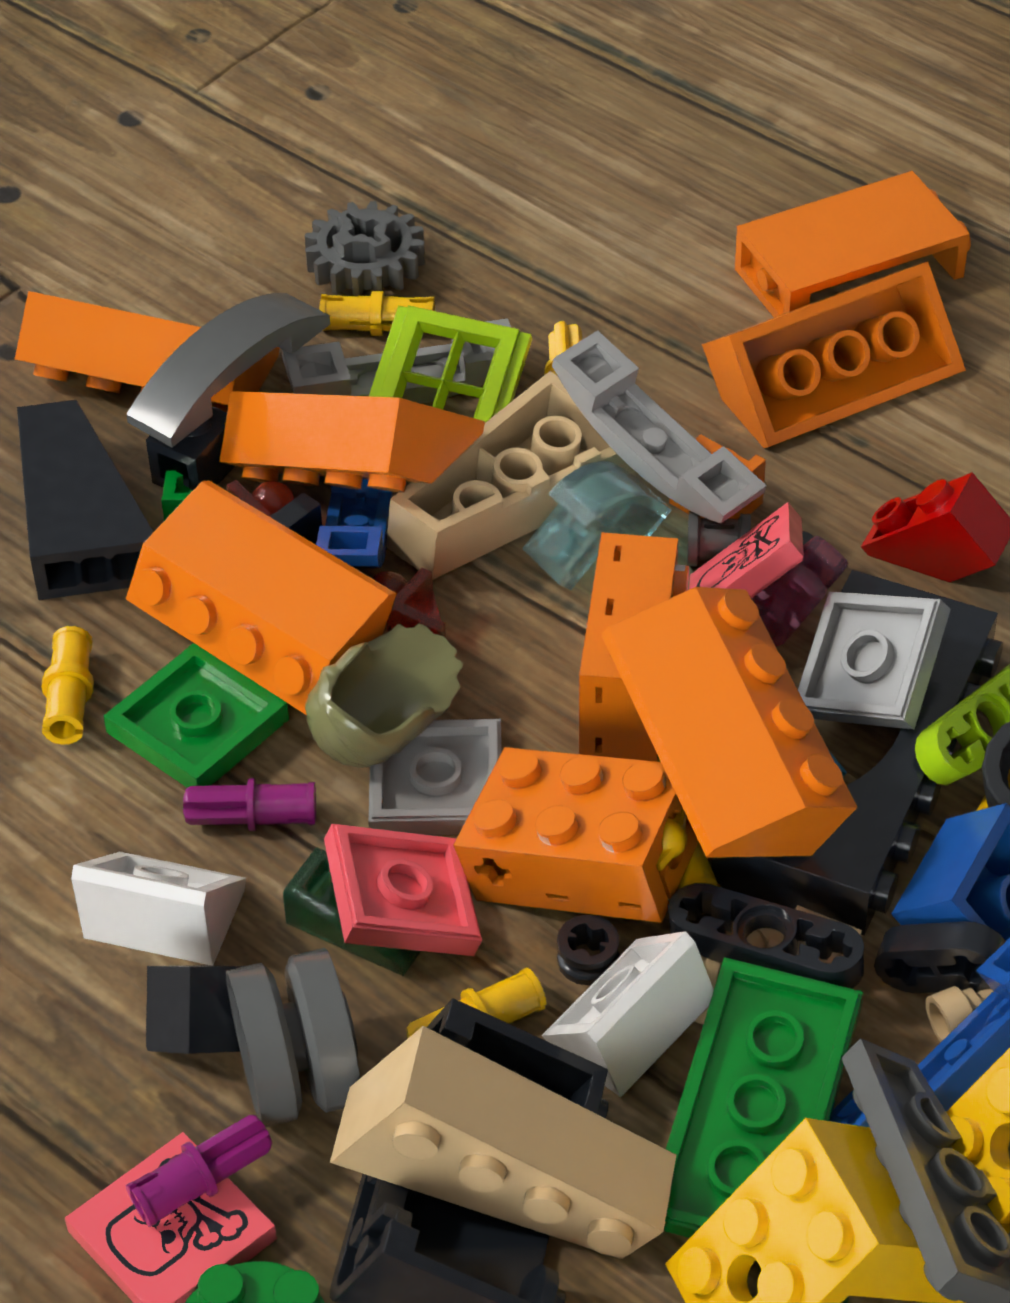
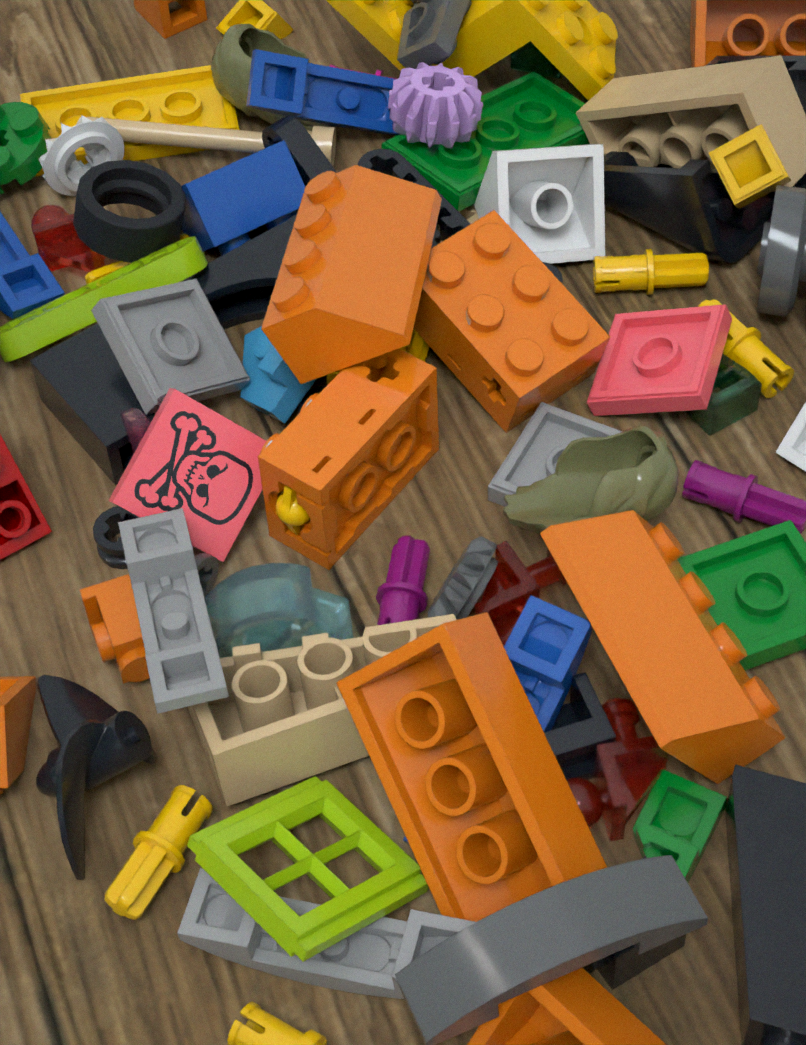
camera: 150 degrees left, 5 degrees up
(352, 964) = (747, 350): none -> yellow axle
(375, 1038) = (749, 166): none -> yellow slope
(456, 597) = (466, 580): none -> dark grey gear
(511, 596) = (403, 592): none -> magenta axle
(676, 387) = (92, 748): none -> black piece
(823, 1009) = (435, 105): none -> lavender gear

